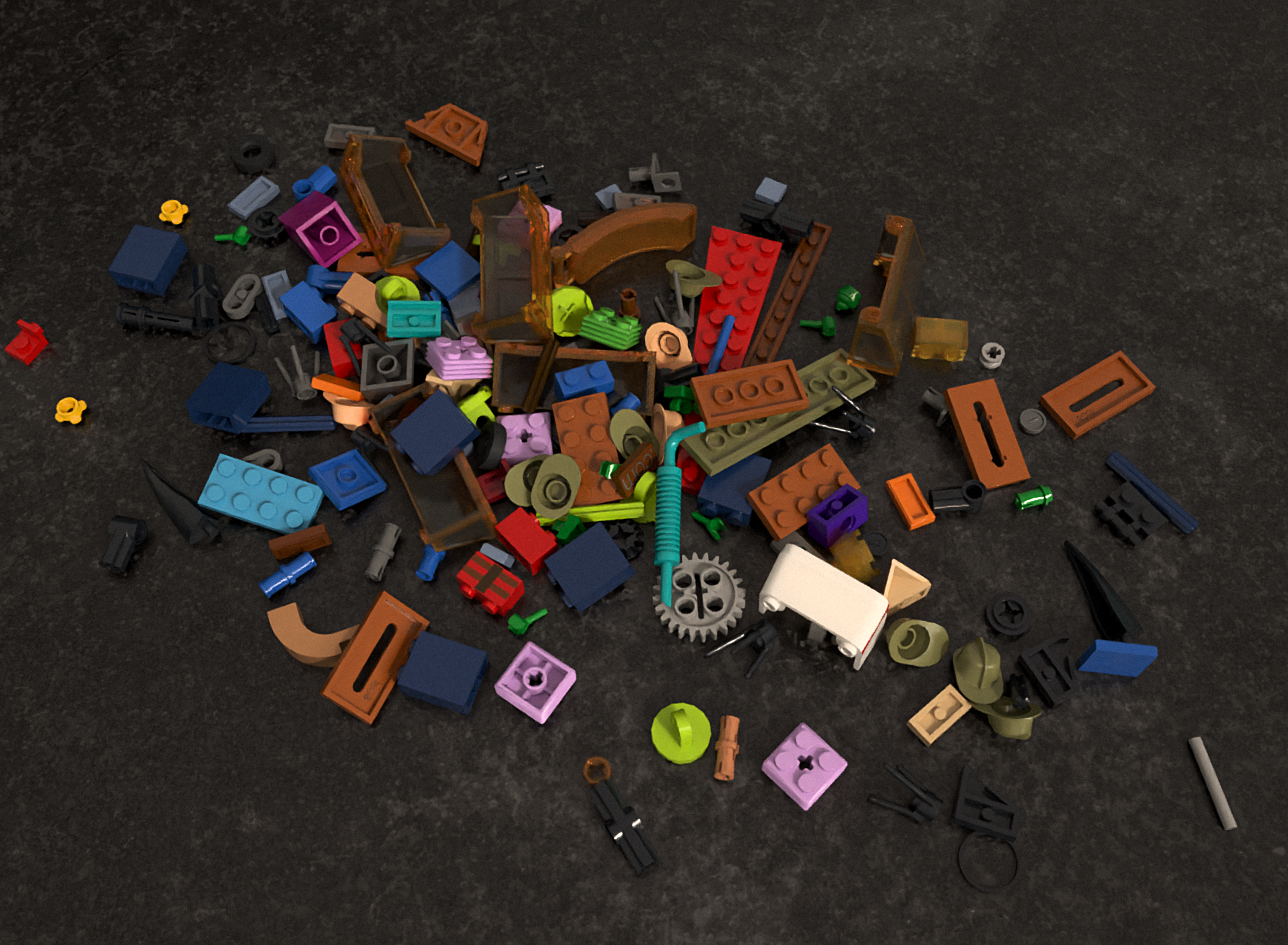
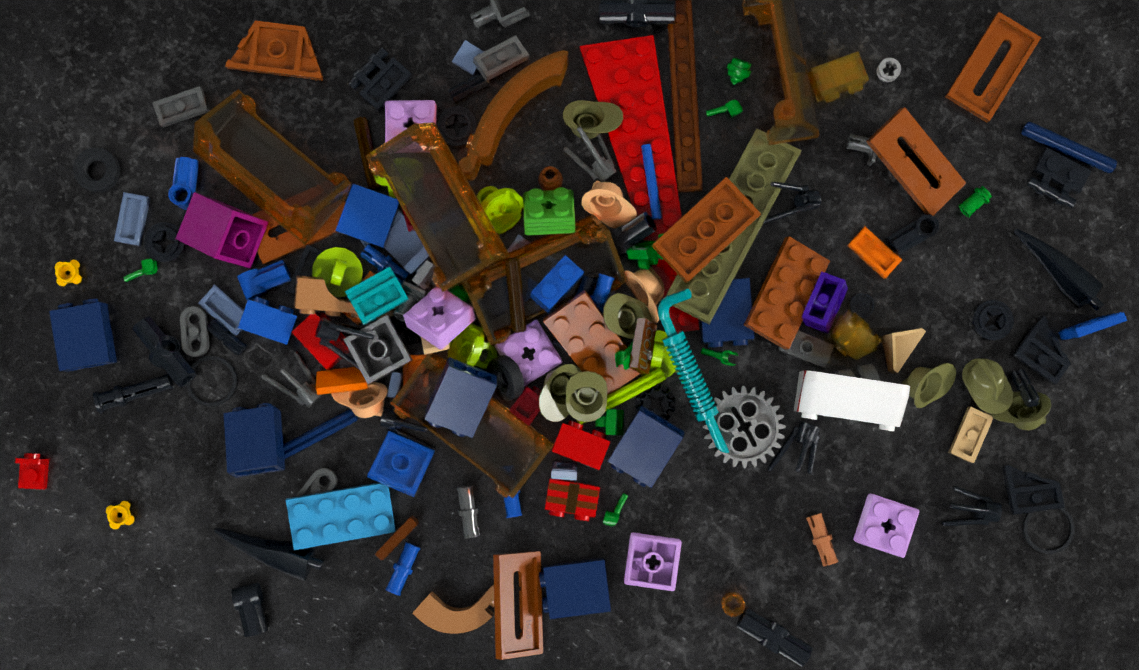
camera: 25 degrees left, 25 degrees up
(681, 733) = (781, 543): lime tile -> none
(1032, 421) = (946, 121): dark grey piece -> none

